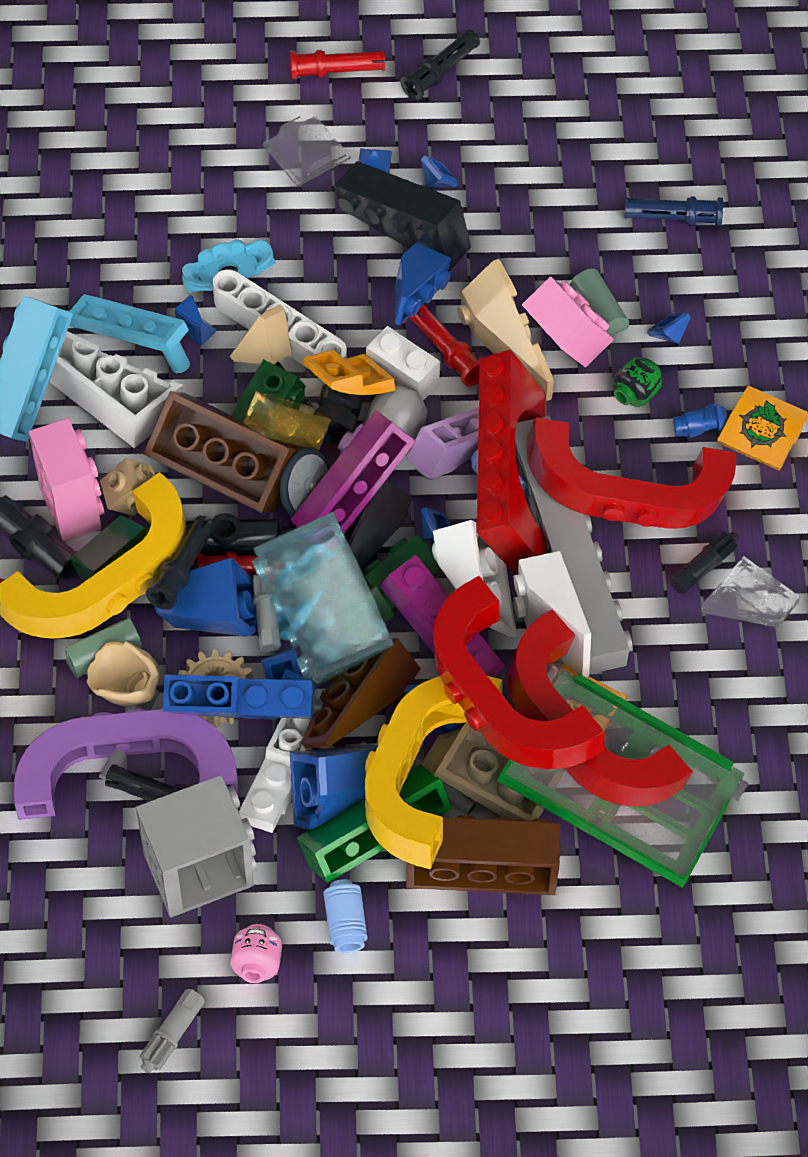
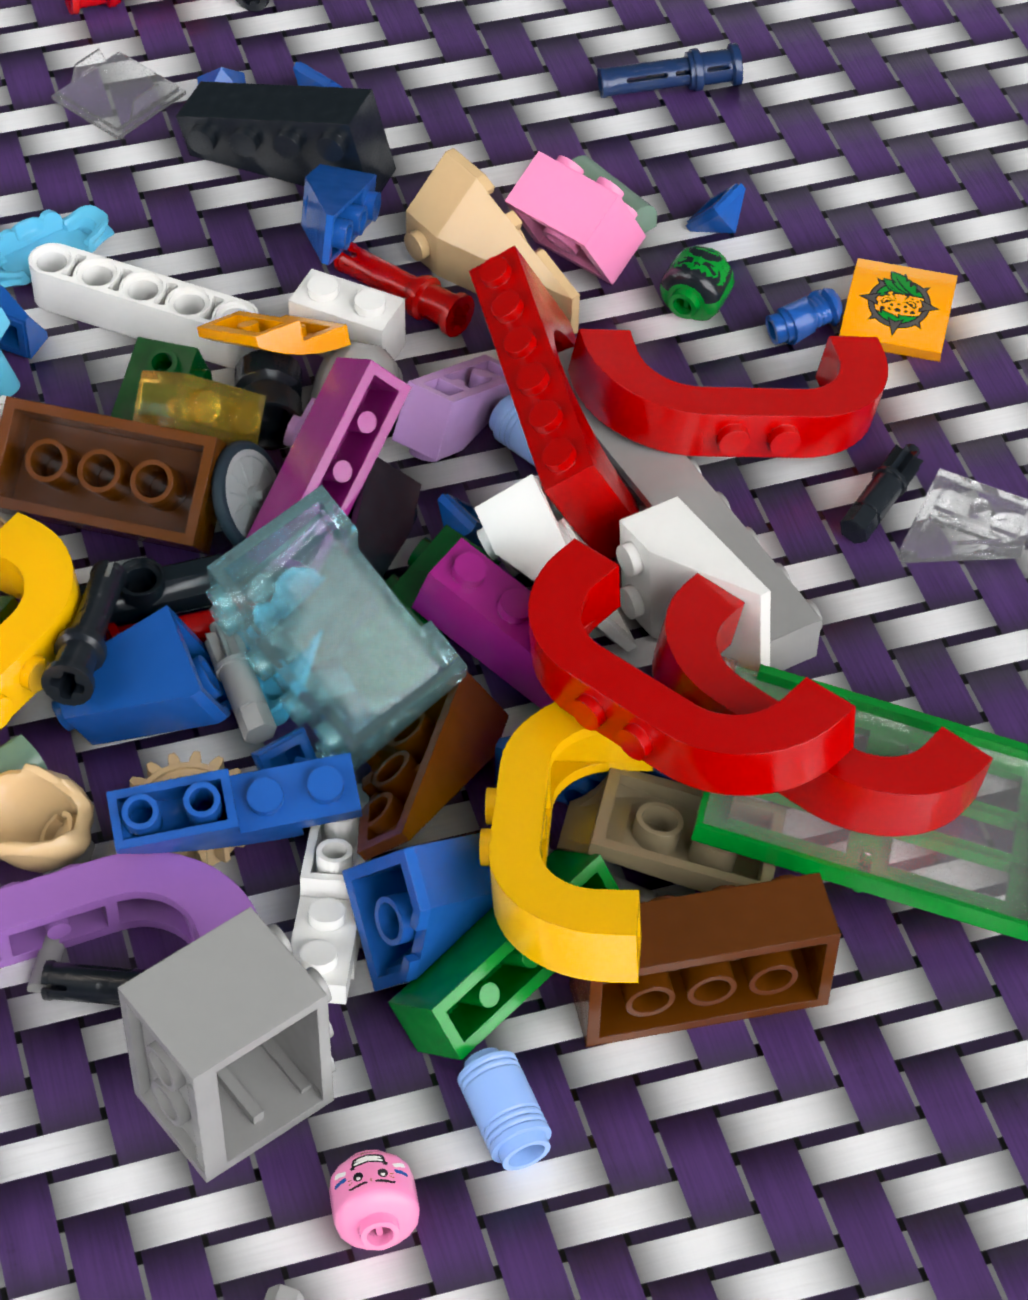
camera: 15 degrees left, 10 degrees down
(265, 340) = (129, 313): tan slope -> none

